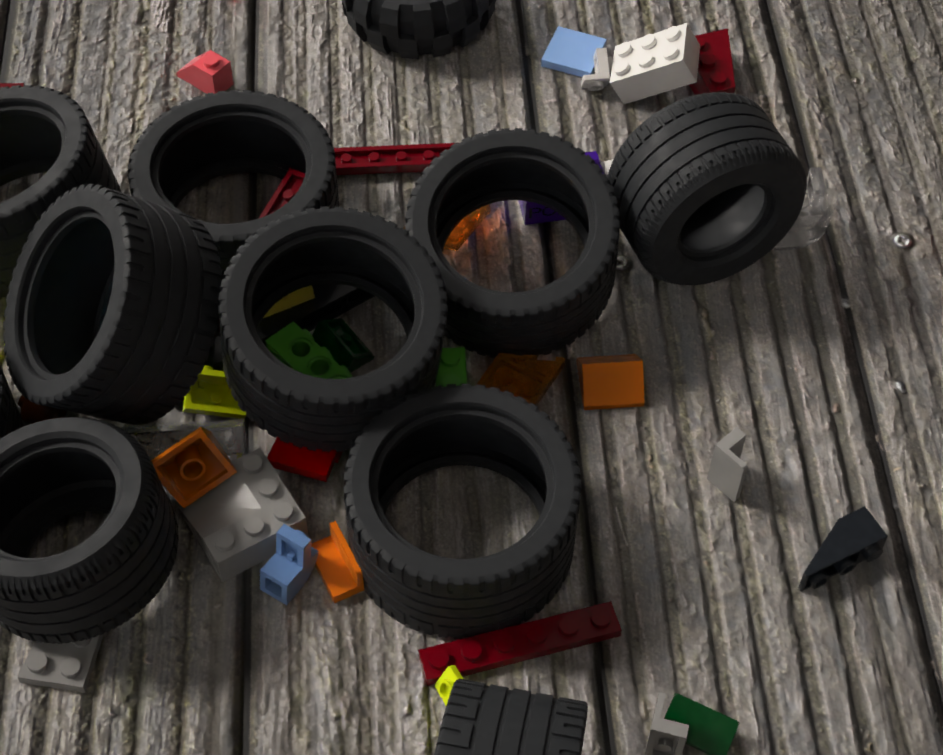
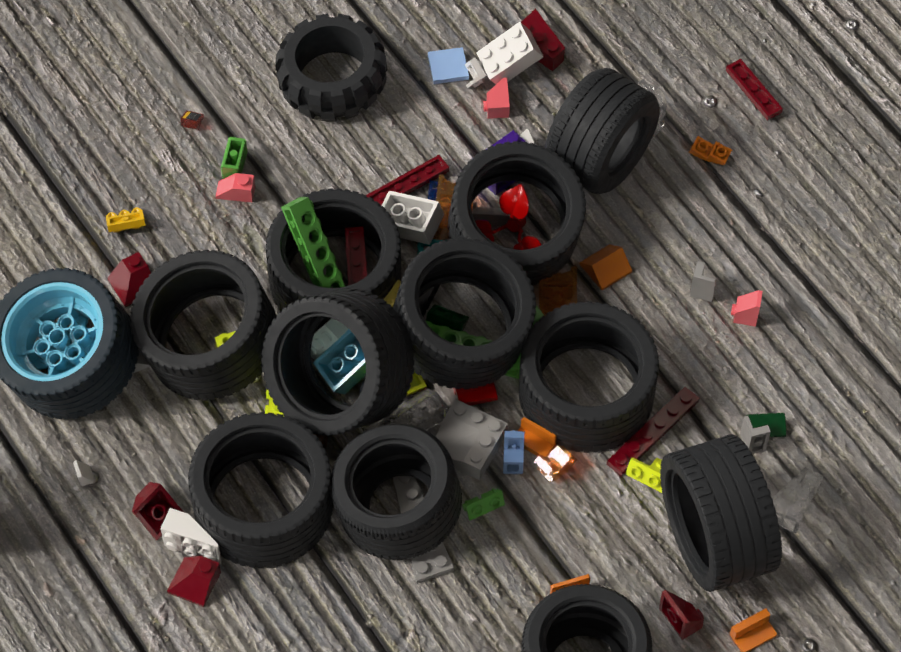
camera: 30 degrees left, 5 degrees up
(40, 48) = (125, 220): none -> yellow plate
(193, 466) = (435, 420): orange slope -> none
(195, 619) = (488, 502): none -> bright green hinge
(205, 97) = (293, 213): none -> bright green brick
(228, 35) = (234, 157): none -> bright green brick
(336, 615) = (556, 463): none -> clear orange brick
(377, 187) = (414, 216): none -> white brick
(496, 244) = (494, 216): none -> light grey hinge
(517, 227) = (517, 205): none -> red plant
(606, 114) = (497, 101): none -> coral slope
(778, 536) = (747, 308): none -> coral slope
(850, 541) = (783, 293): black slope -> none
(859, 301) = (710, 152): none -> orange slope

